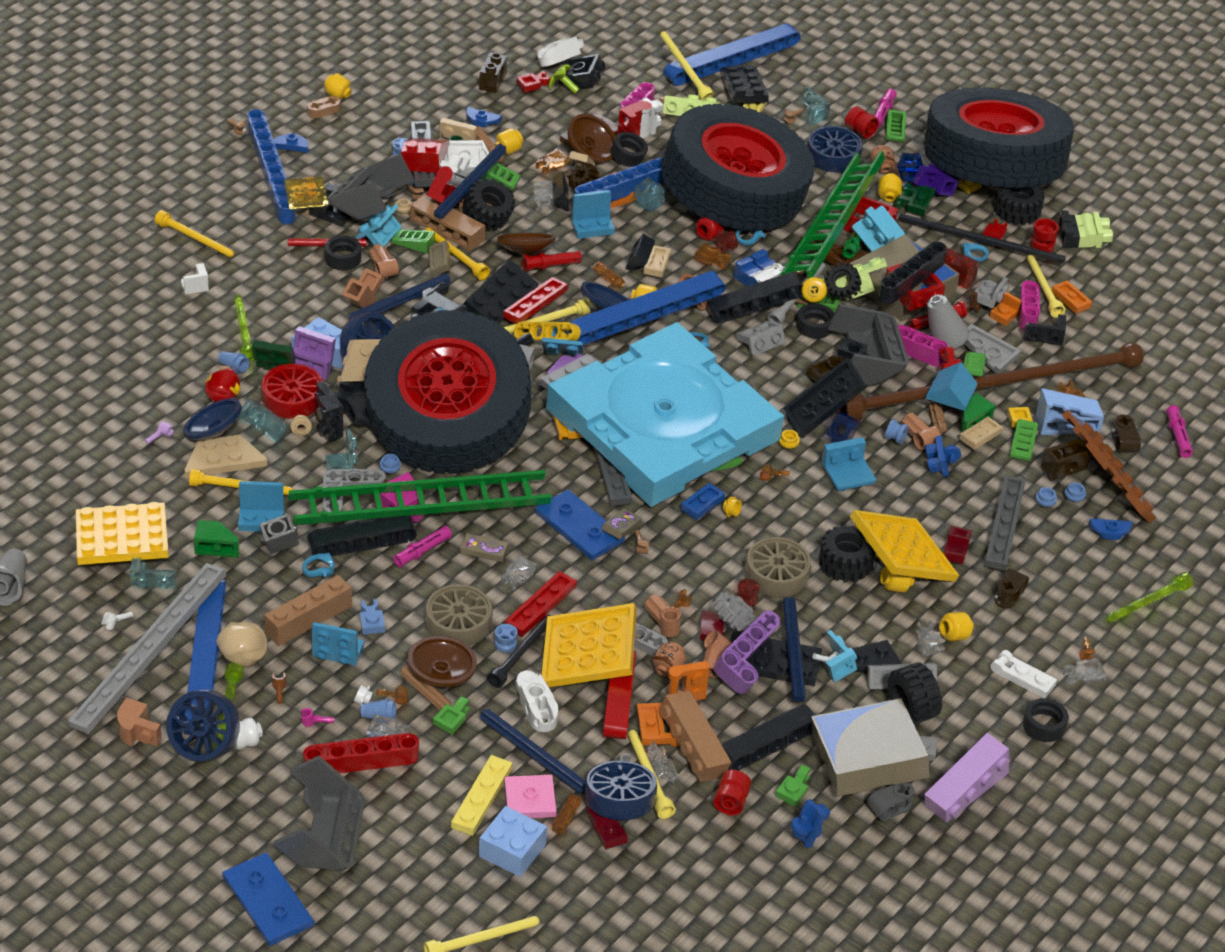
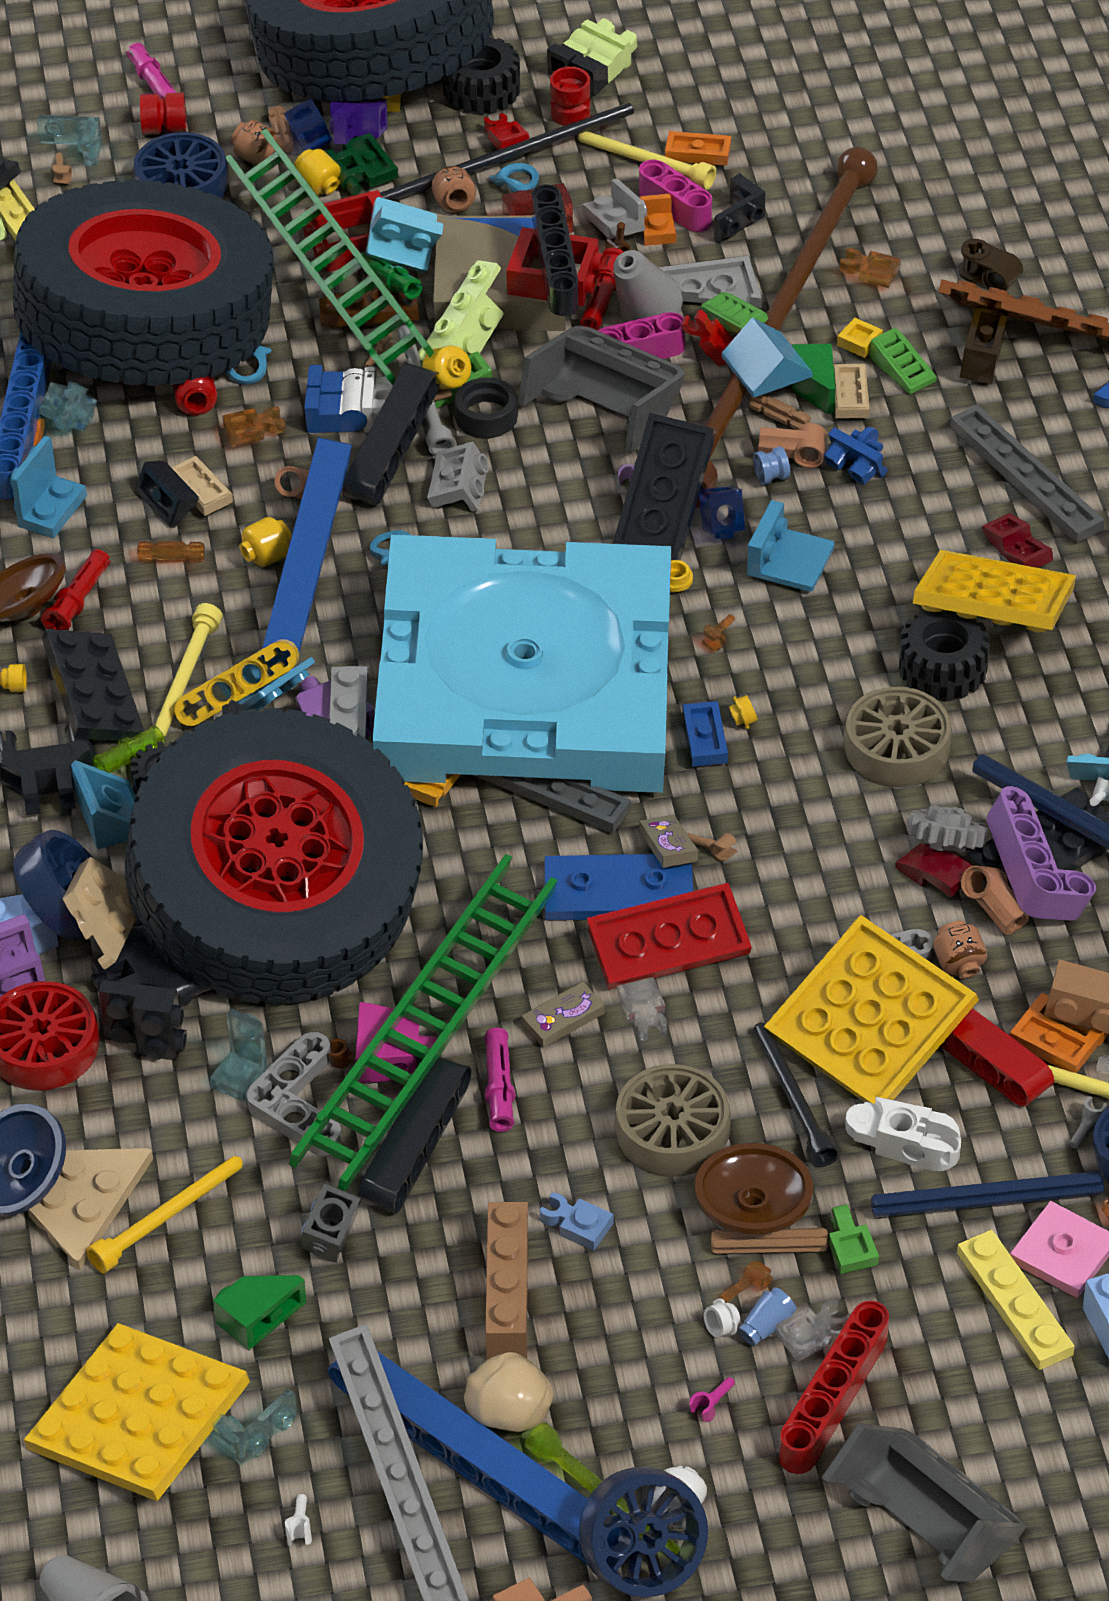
camera: 45 degrees left, 5 degrees up
(259, 504) = (251, 1216): dark azure bracket -> none
(263, 419) = (79, 1101): clear light blue bracket -> none
(279, 684) = (608, 1404): dark orange hand -> none
(300, 420) = (120, 1068): tan plate -> none
(324, 571) = (438, 1222): dark azure piece -> none
(336, 644) = (605, 1289): dark azure bracket -> none
(390, 463) = (299, 1016): medium blue plate -> none
(505, 638) = (759, 1095): medium blue wheel -> none
(535, 300) = (144, 658): red plate -> none
(541, 602) = (731, 1019): red plate -> none
(564, 552) = (668, 935): none -> red plate
(601, 296) = (231, 584): dark blue dish -> none
(666, 616) = (885, 904): nougat piece -> none
(683, 600) = (860, 871): clear orange hand -> none
(694, 679) = (1033, 956): orange plate -> none
(726, 241) = (242, 392): clear red wheel -> none
(748, 591) = (911, 794): clear red wheel -> none
(823, 367) = (594, 457): dark brown piece -> none
(849, 347) = (587, 414): black brick -> none
(850, 289) = (479, 311): black tyre -> none
(892, 117) = (193, 72): bright green slope -> none
(895, 583) = (1024, 643): yellow head -> none
(935, 232) = (453, 189): none -> nougat head
(1046, 497) = (1018, 407): medium blue plate -> none
(1054, 404) = (905, 290): light blue wedge -> none
(1075, 492) = (1036, 376): medium blue plate -> none
(1177, 425) = (1032, 219): dark pink pin -> none

